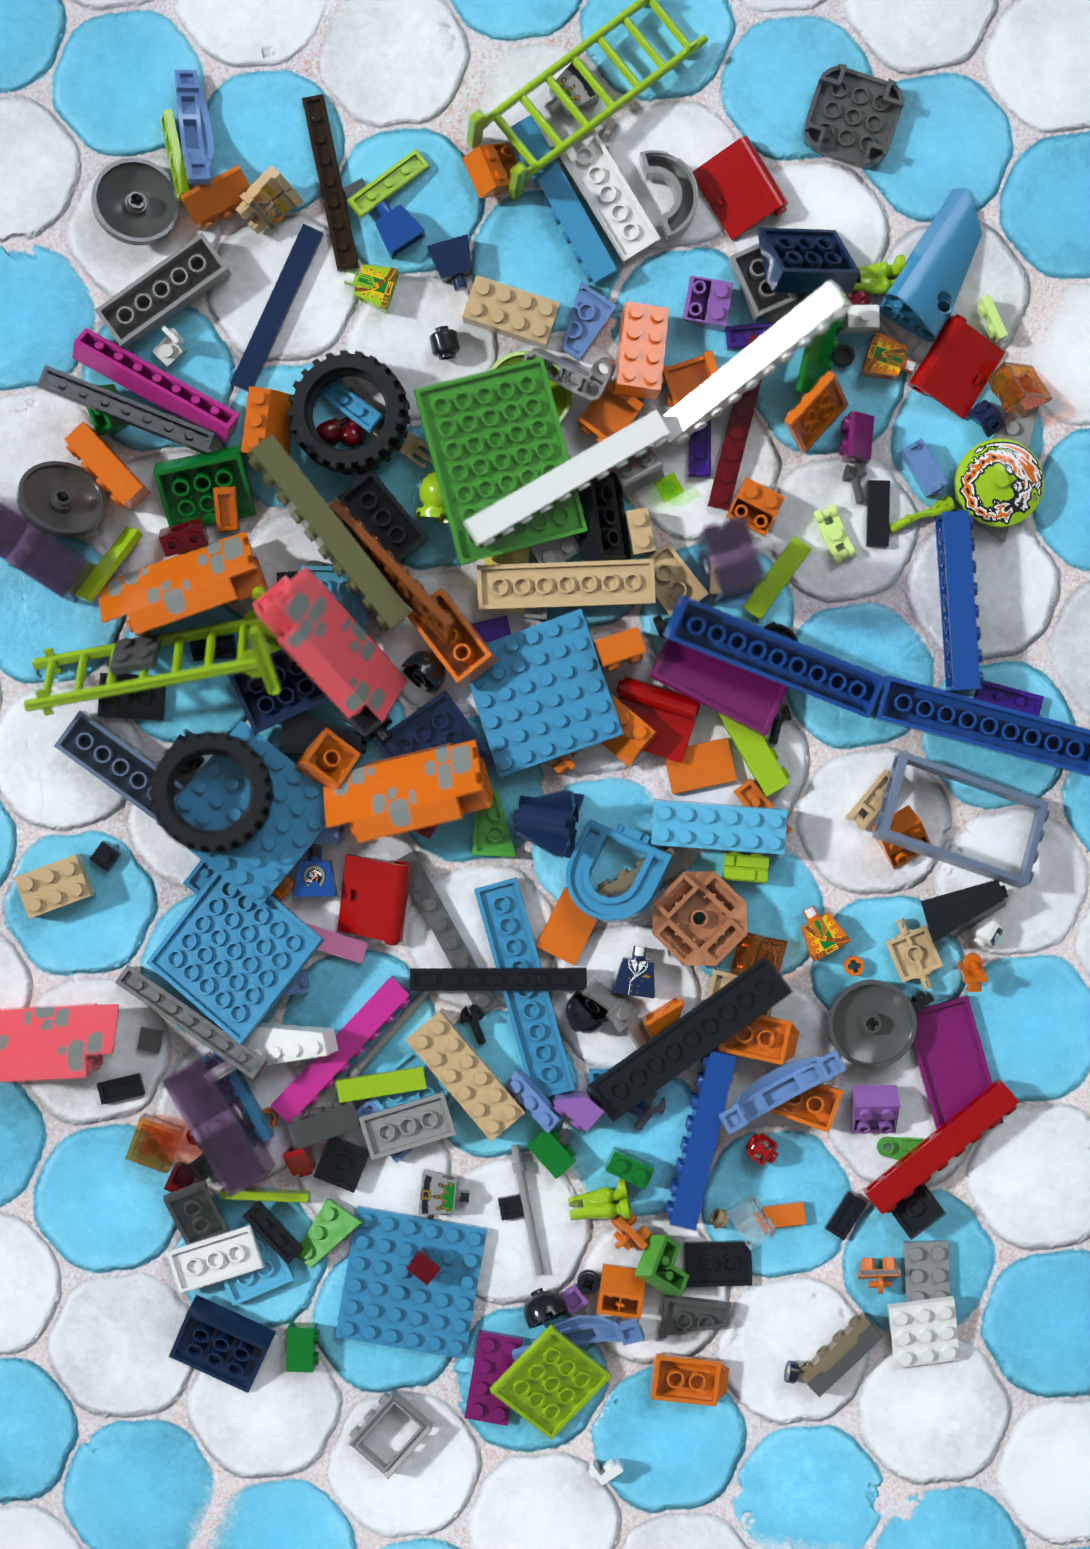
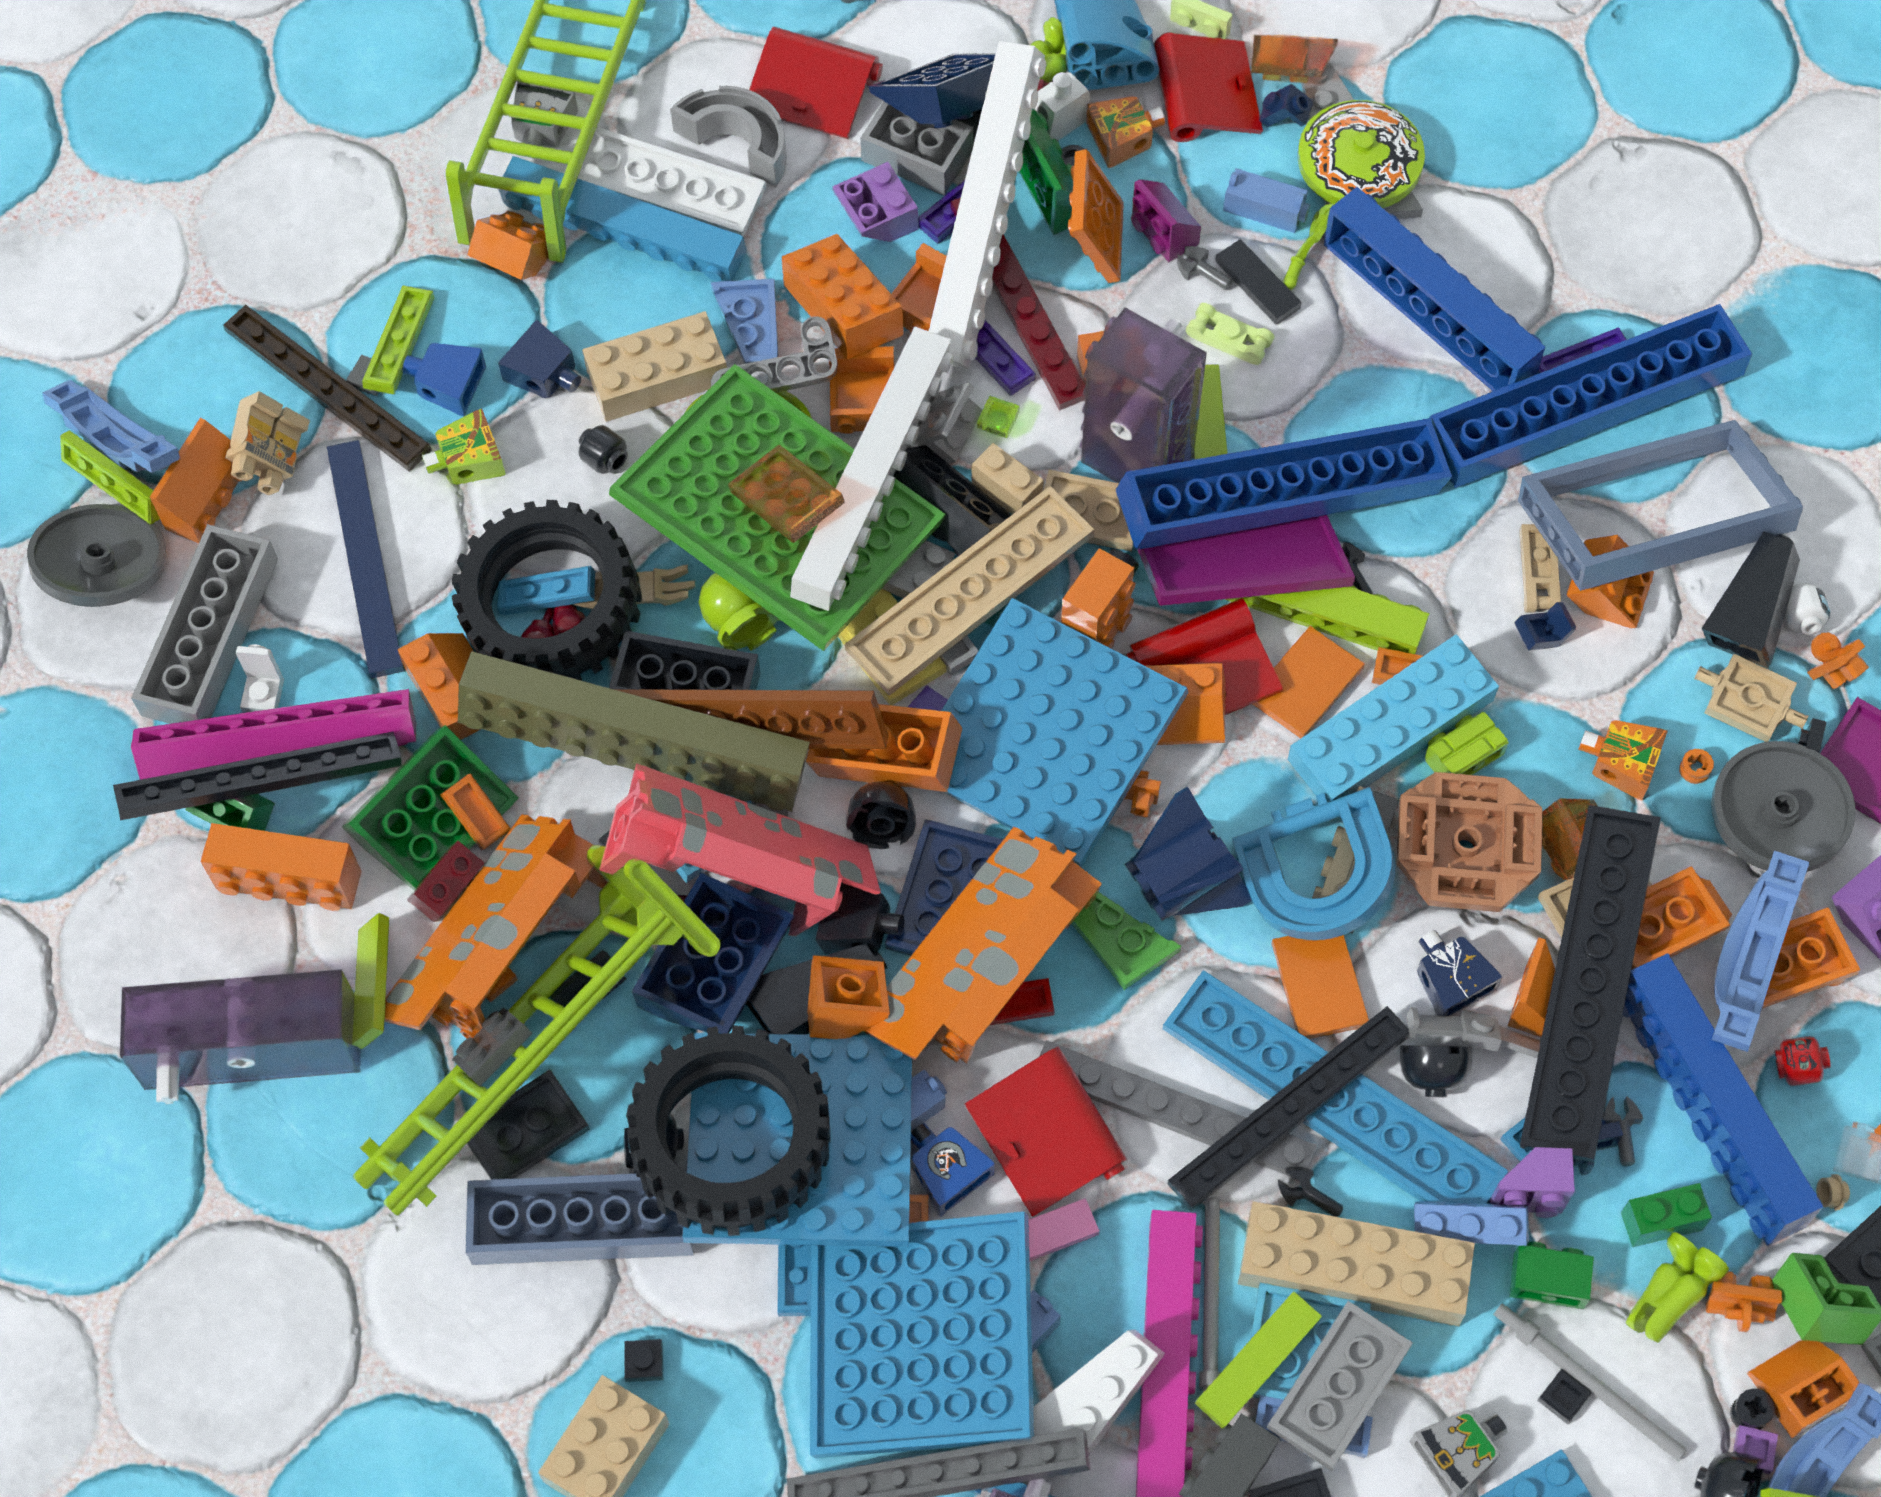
camera: 35 degrees left, 25 degrees down
(61, 499) = (249, 941): dark grey dish -> none
(502, 466) = (786, 493): none -> clear orange plate
(844, 835) = (1546, 628): none -> dark blue bracket

